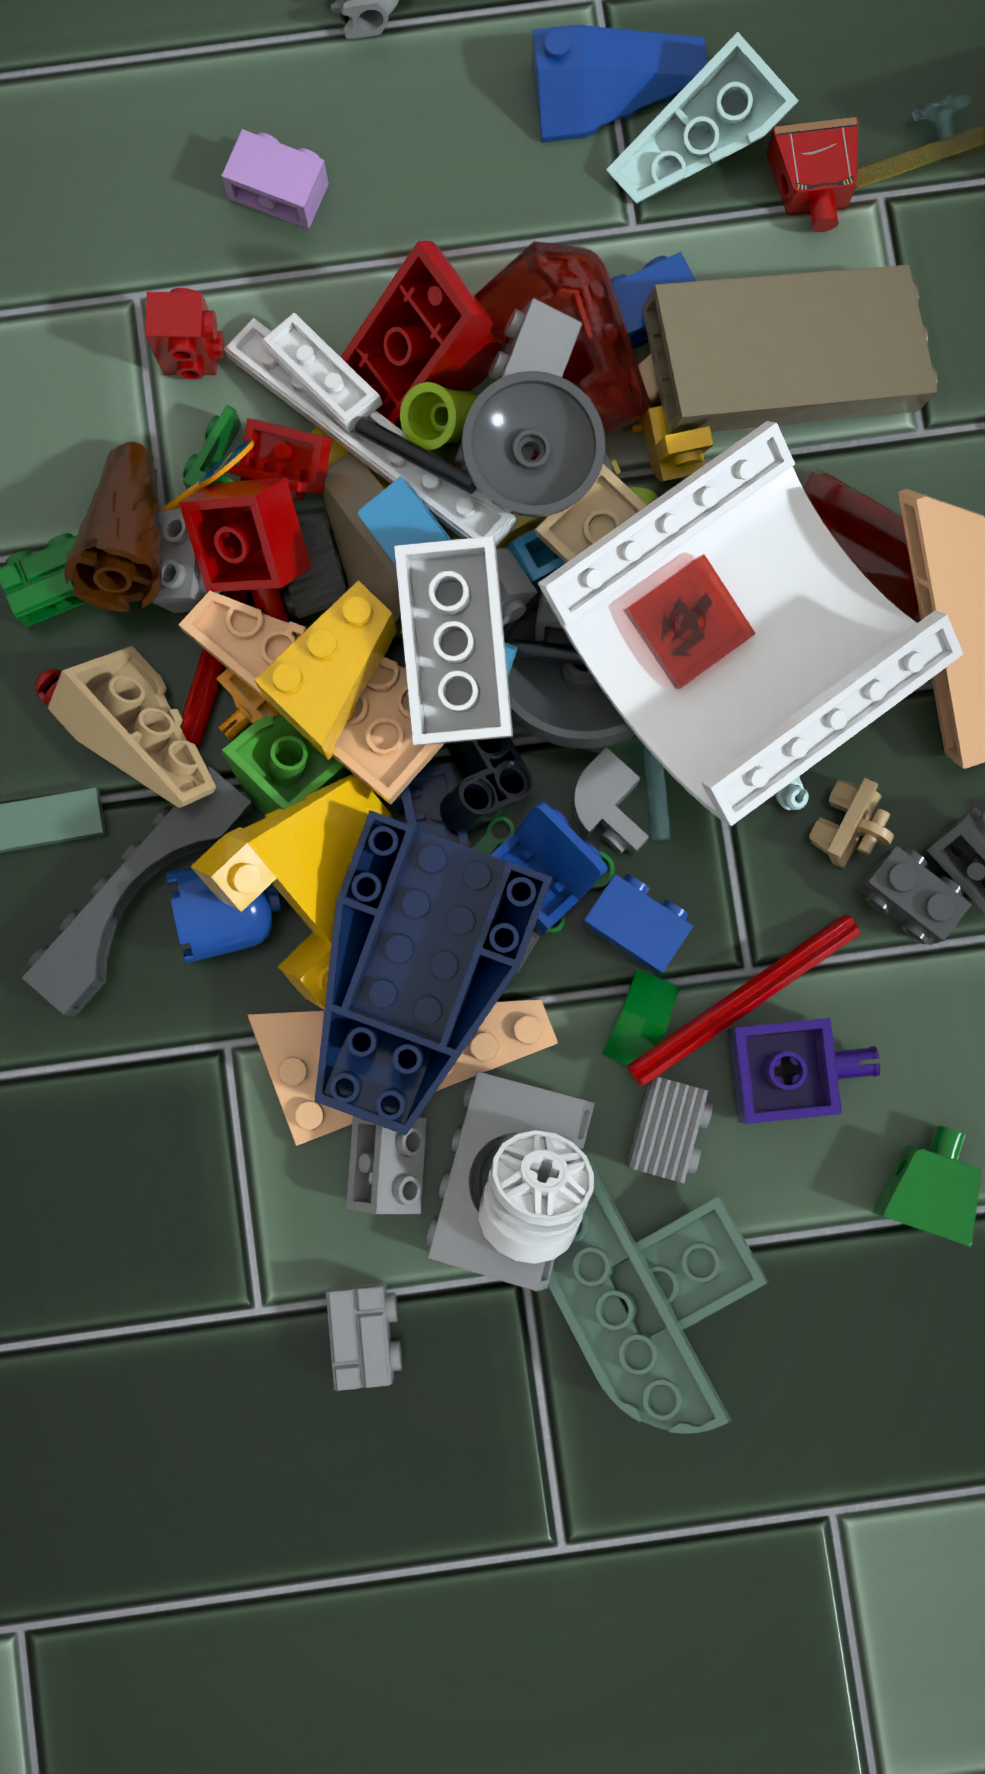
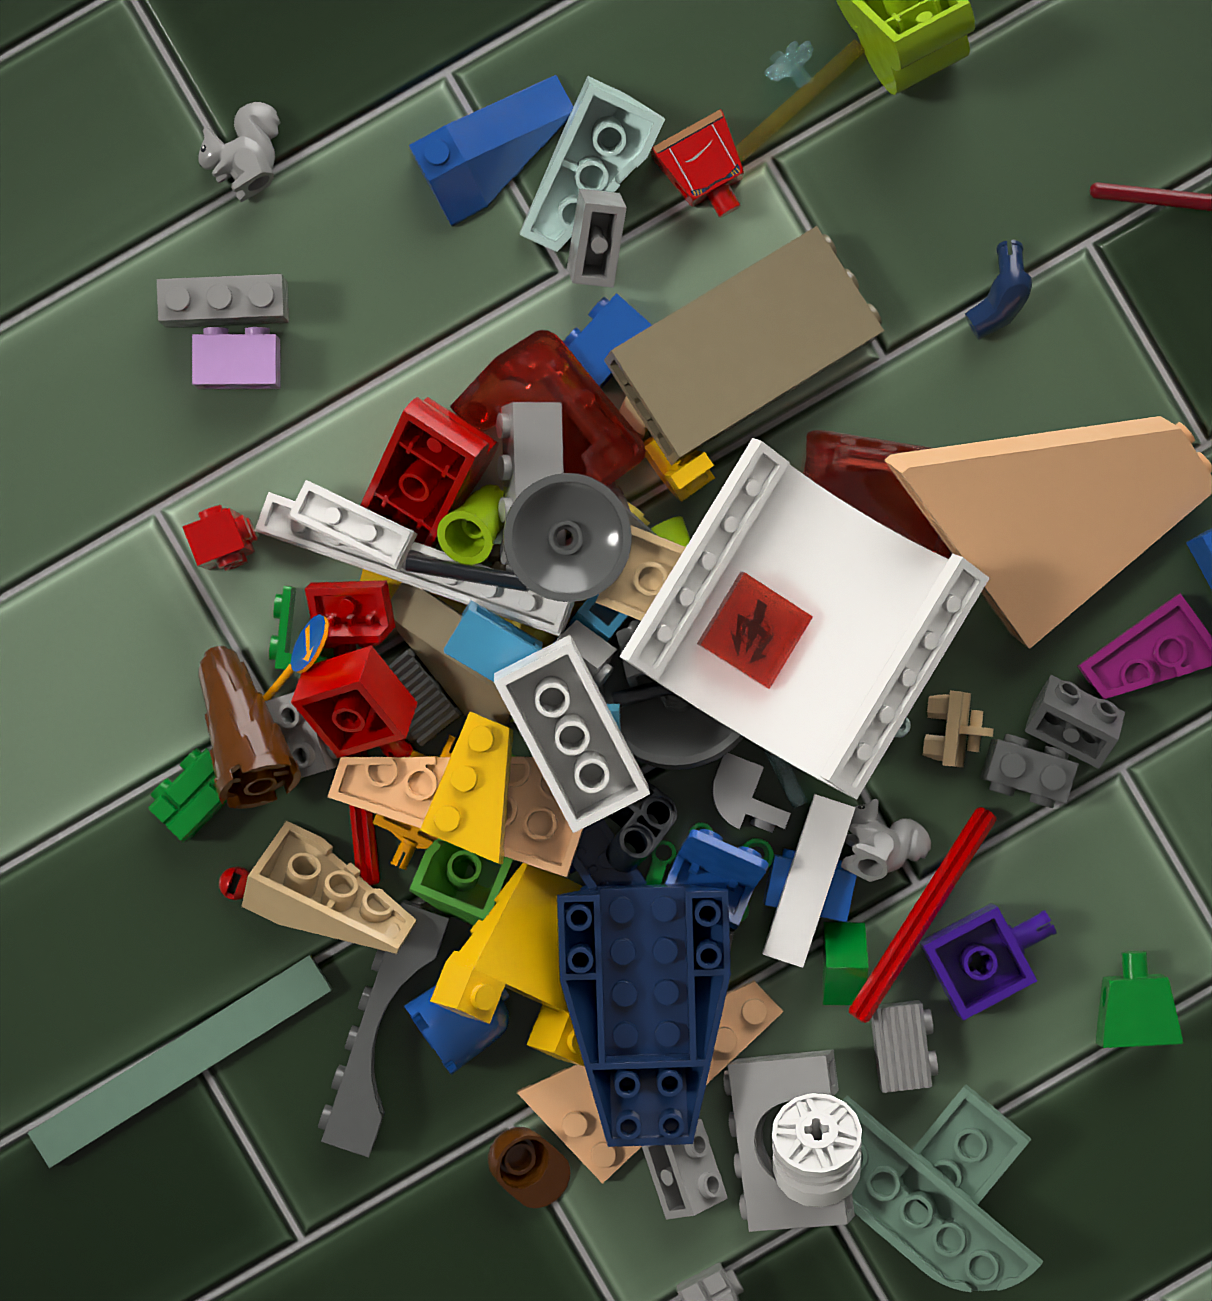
camera: 25 degrees left, 5 degrees up
(226, 1097) = (528, 1167): none -> reddish brown cap
(288, 112) = (222, 300): none -> light grey brick
(640, 911) = (808, 880): none -> white tile
(683, 189) = (596, 238): none -> light grey brick
(727, 910) = (880, 848): none -> light grey animal

